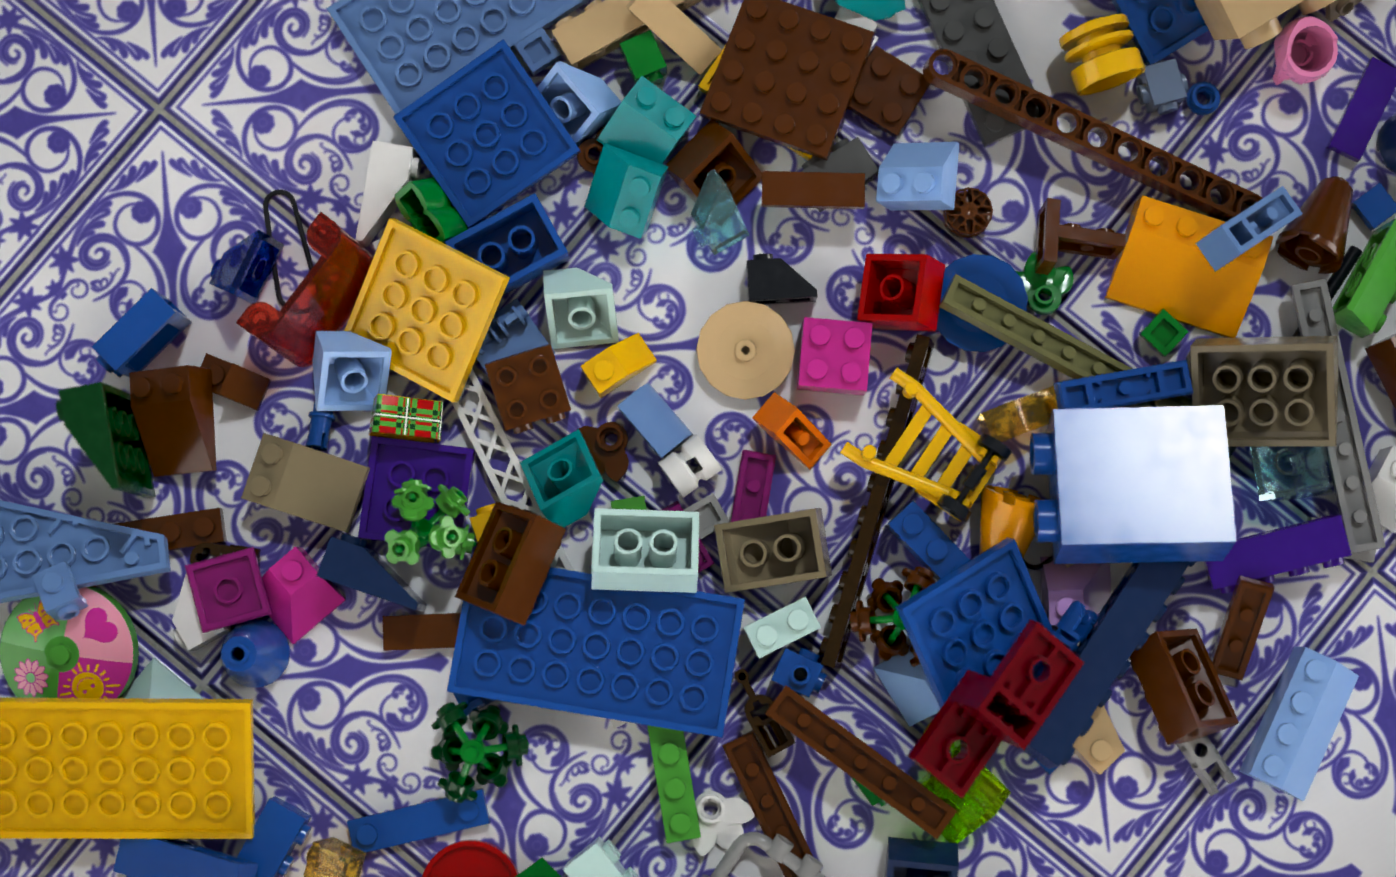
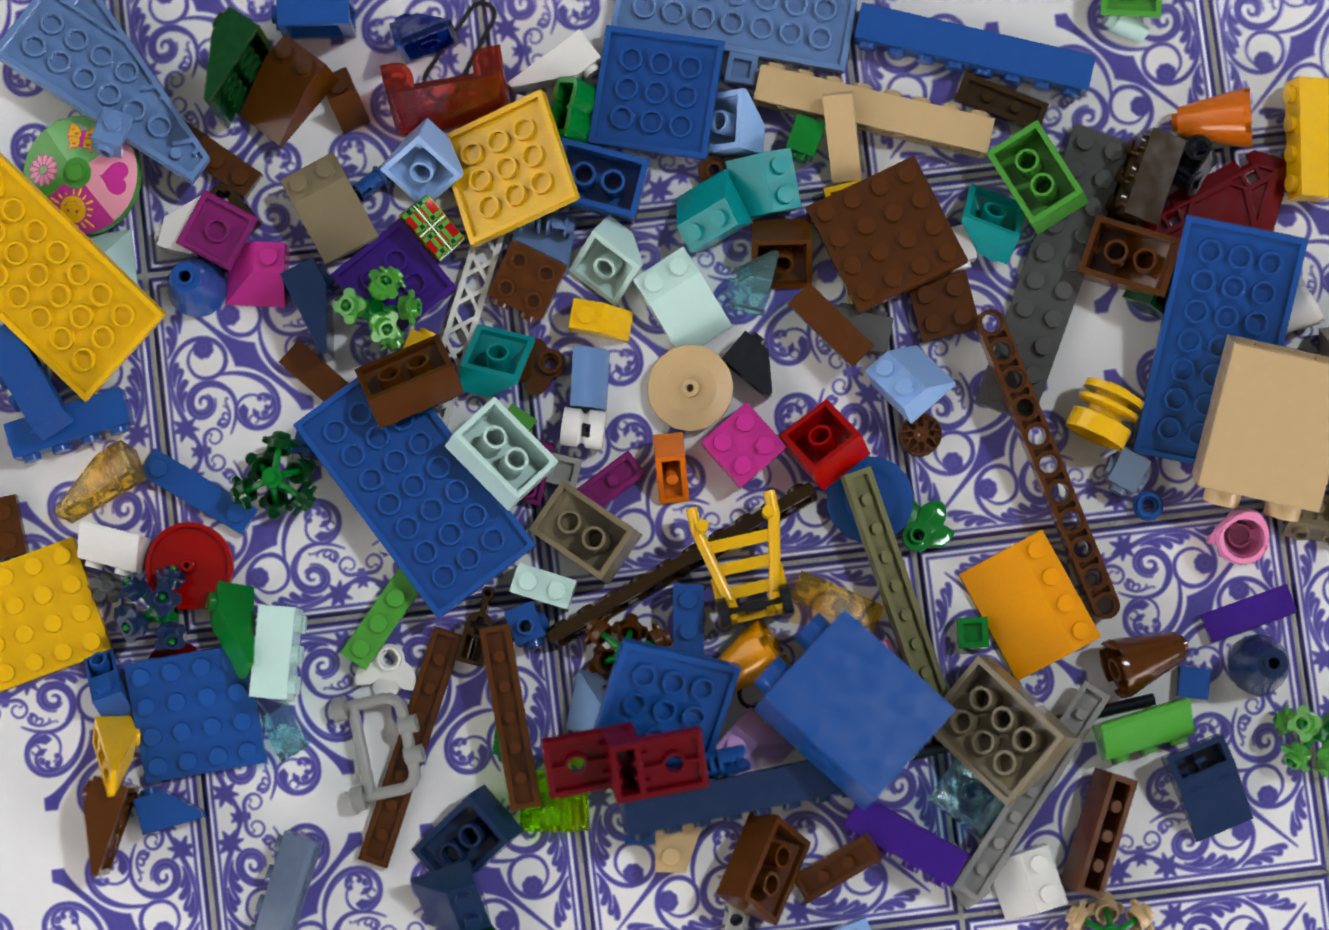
camera: 45 degrees right, 0 degrees up
(670, 285) = (681, 301): none -> light aqua slope
(1071, 239) = (970, 515): reddish brown bracket -> none
(1125, 387) = (910, 642): blue plate -> none
(1248, 228) = (1087, 614): medium blue slope -> none

